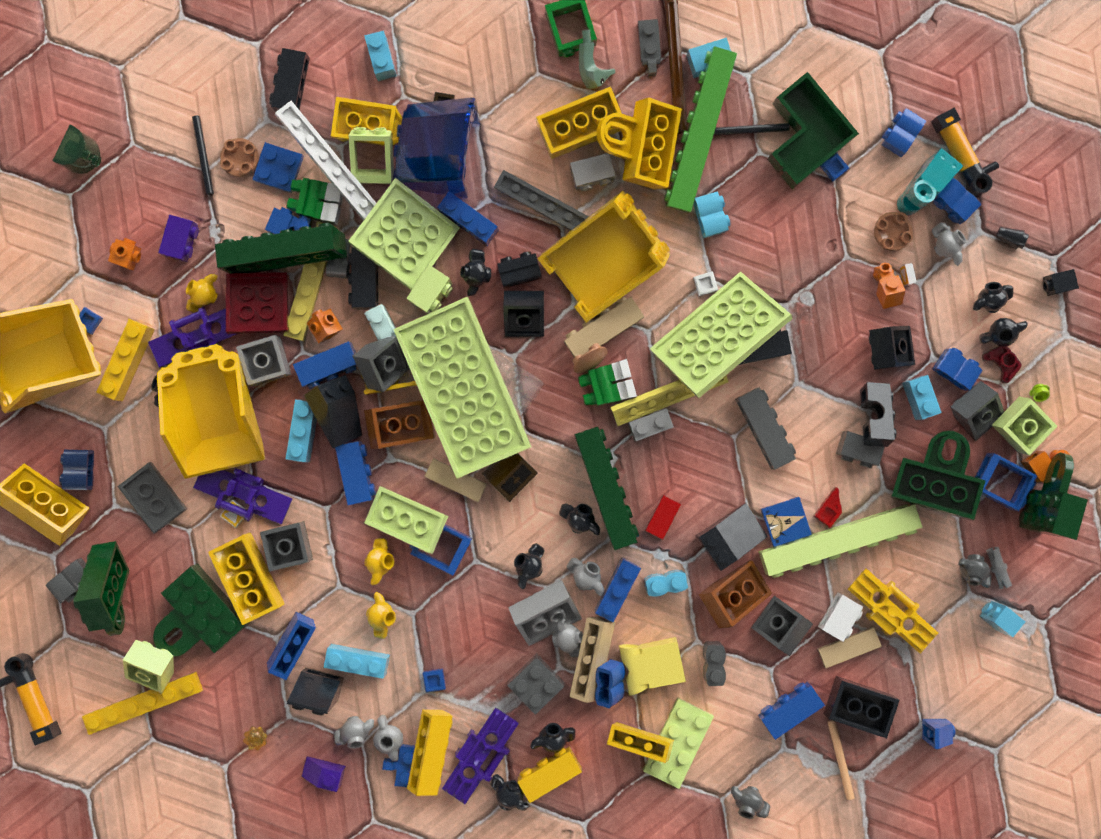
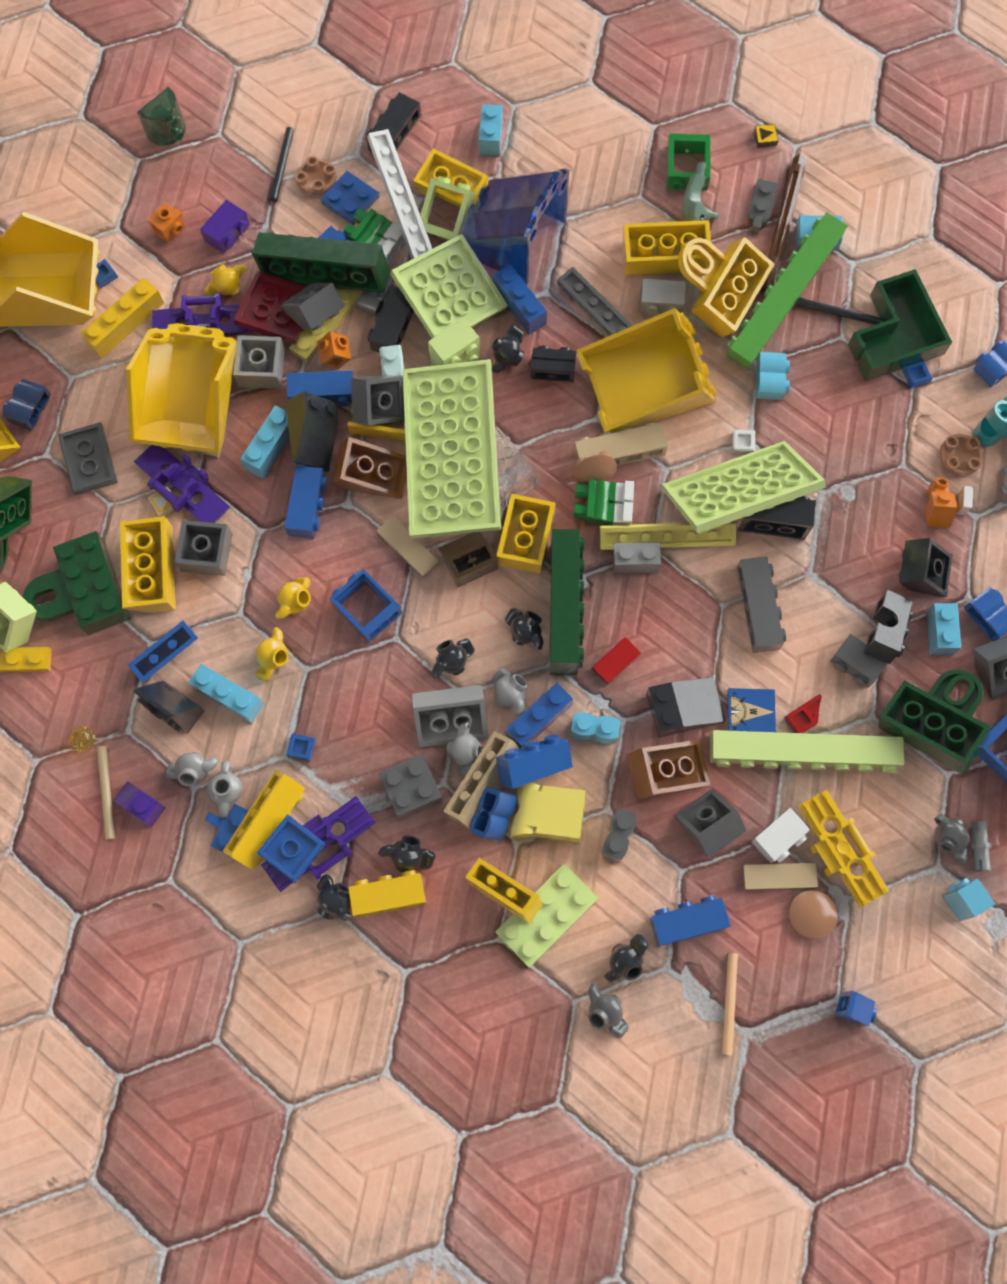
camera: 25 degrees right, 15 degrees down
(290, 293) = (313, 305): none -> dark grey slope
(293, 773) = (106, 793): none -> tan bar
(406, 520) = (340, 562): yellowish green plate -> none
(461, 770) = (291, 848): none -> blue tile
(523, 313) = (542, 406): black slope -> none
(551, 437) = (526, 533): none -> yellow brick
(628, 632) = (534, 761): none -> blue brick
(752, 757) = (627, 959): none -> black piece
(861, 707) = (773, 945): black brick -> none
(883, 668) = (813, 914): none -> nougat dish

